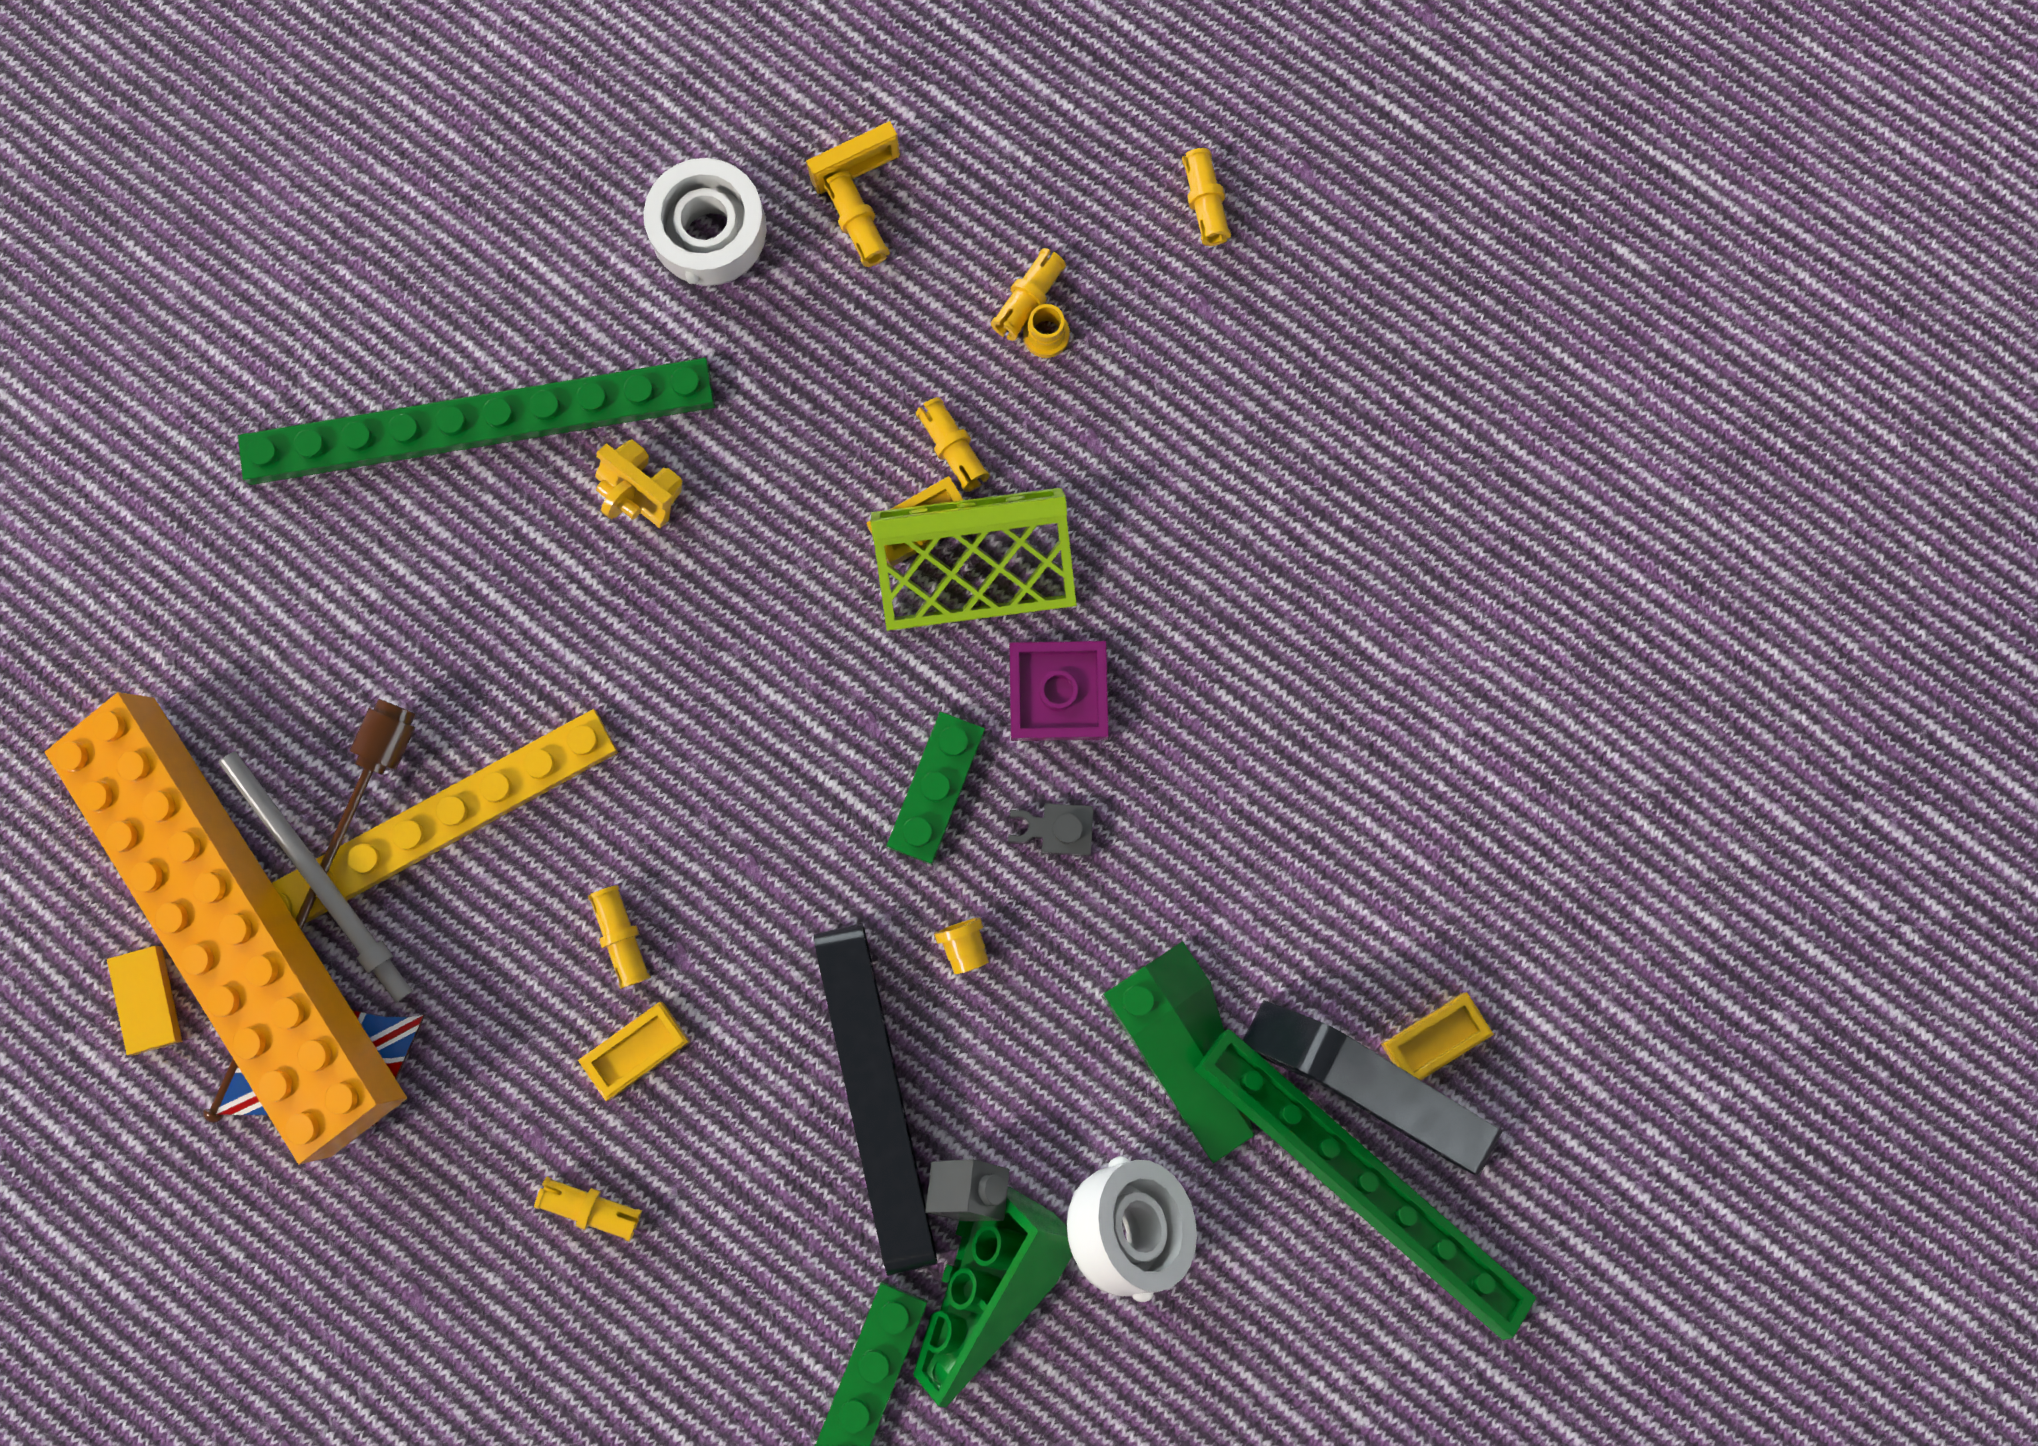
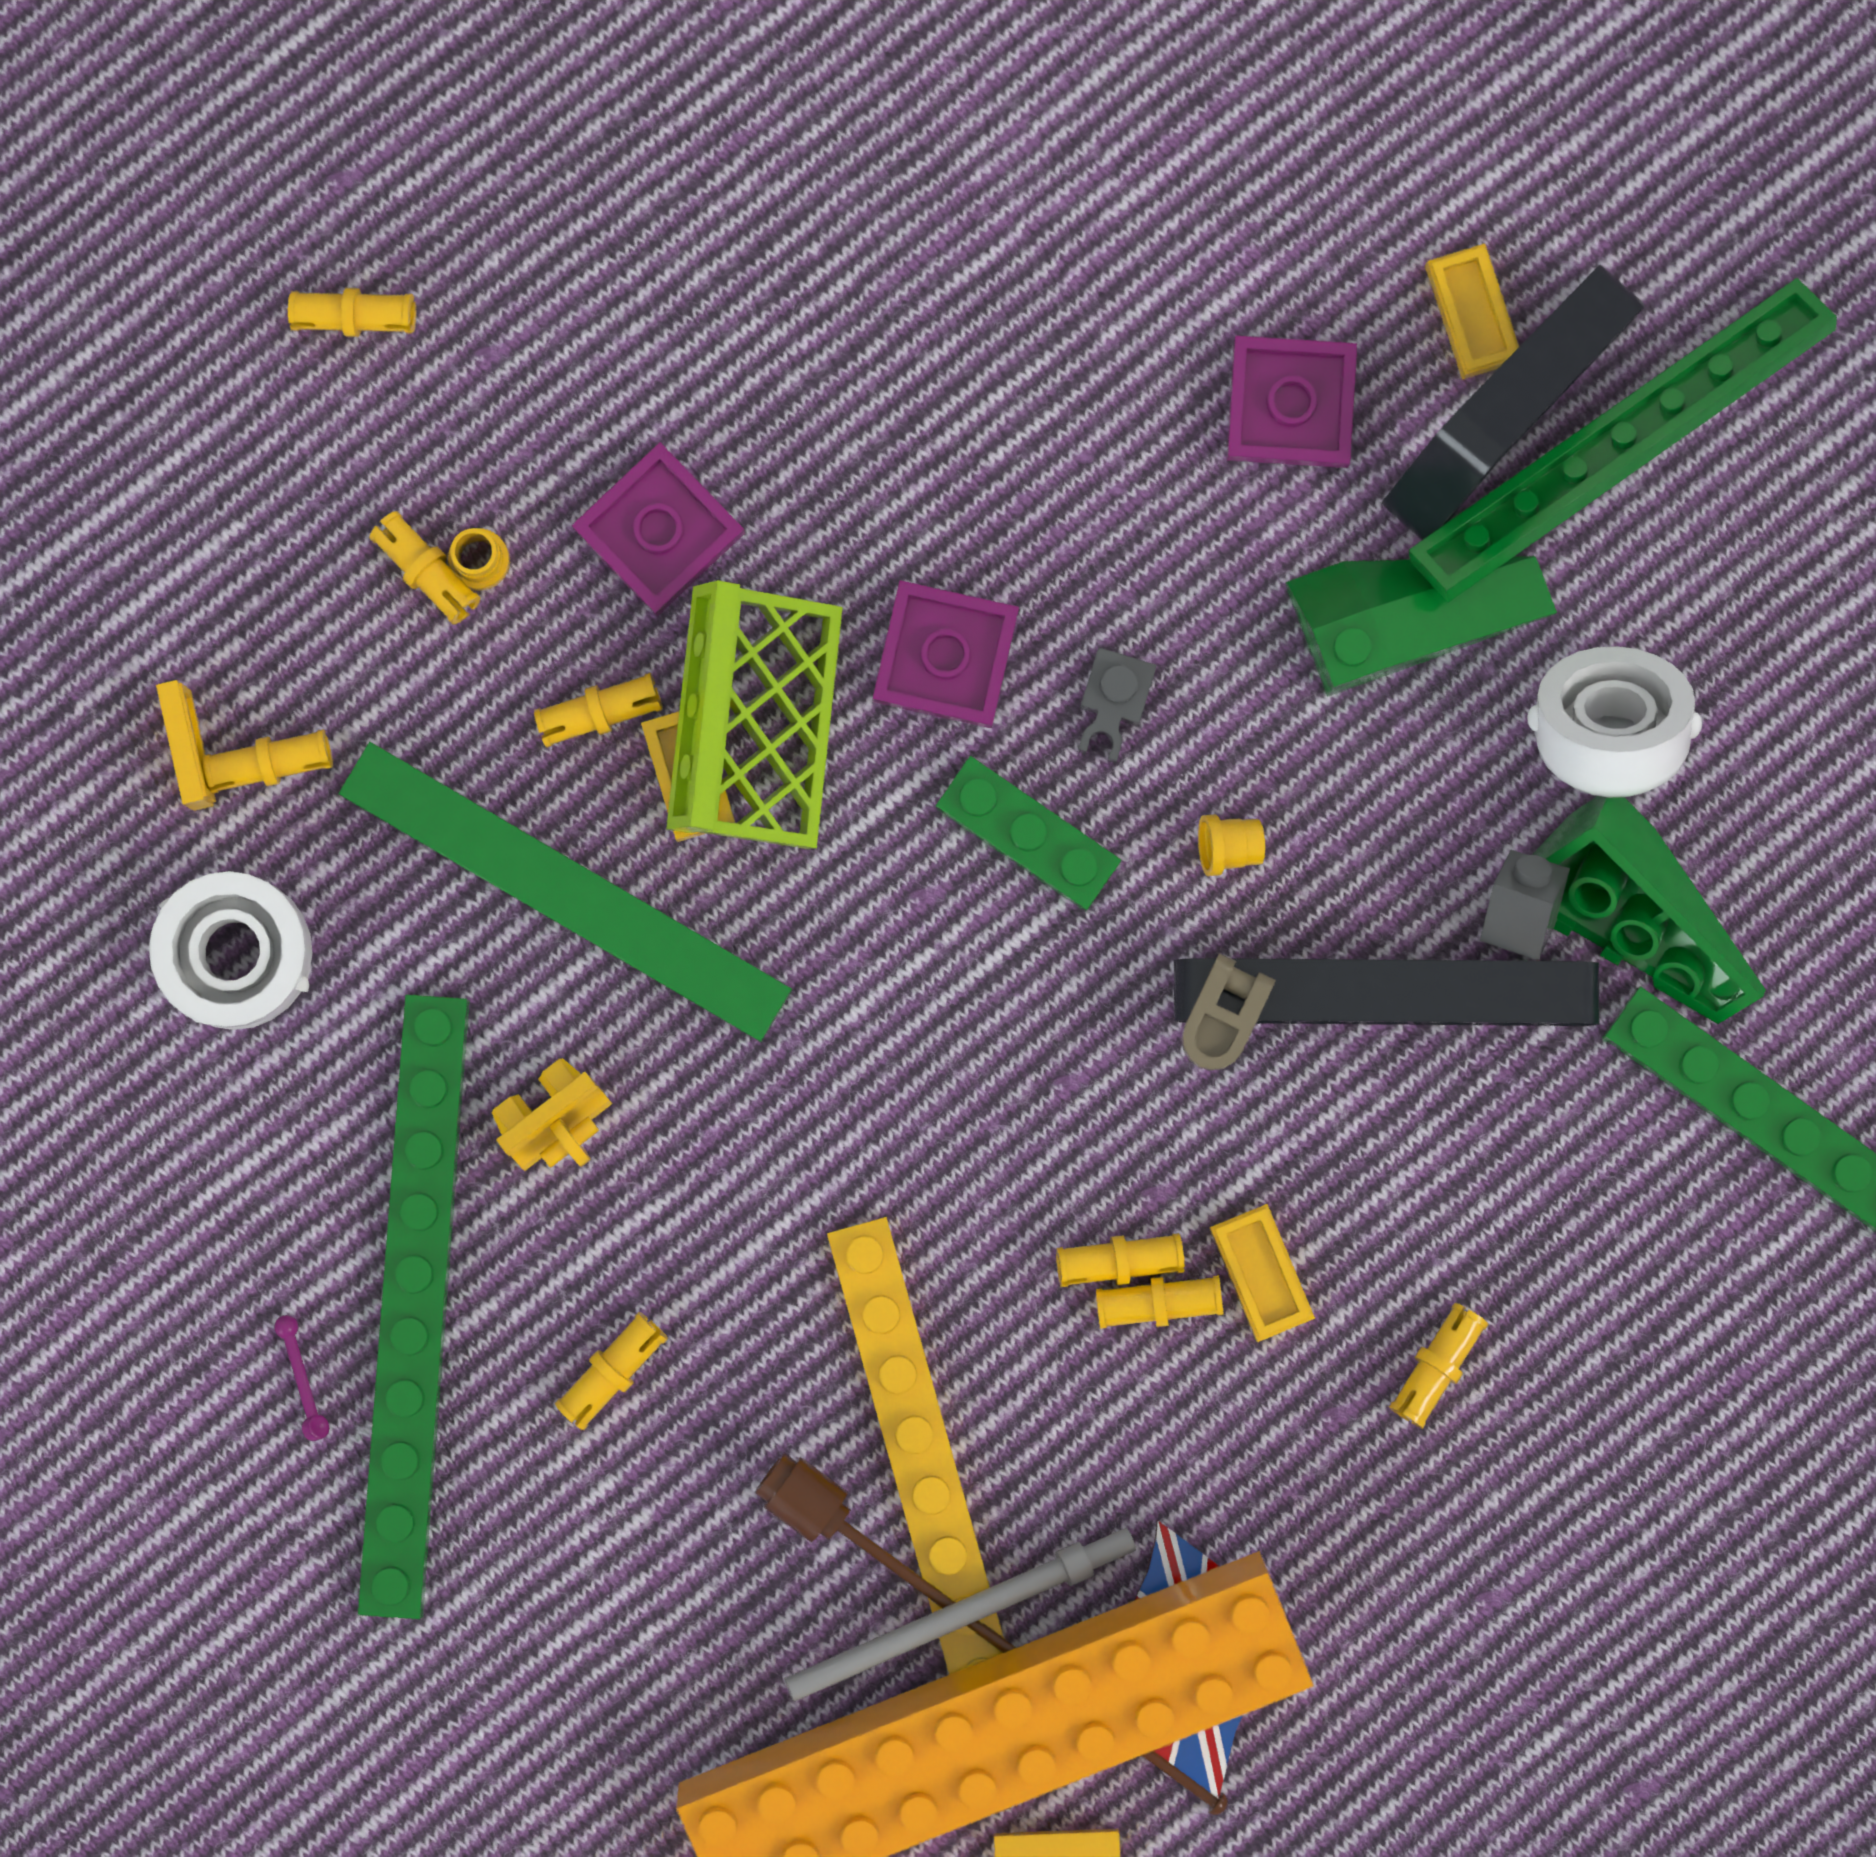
camera: 75 degrees left, 5 degrees up
(374, 373) = (314, 1426): none -> magenta hinge
(455, 573) = (611, 1371): none -> yellow pin
(593, 975) = (1159, 1302): none -> yellow pin
(803, 963) = (1215, 1035): none -> dark tan plate
(809, 457) = (565, 892): none -> green tile
(1100, 455) = (658, 529): none -> magenta plate
(1325, 910) = (1291, 401): none -> magenta plate

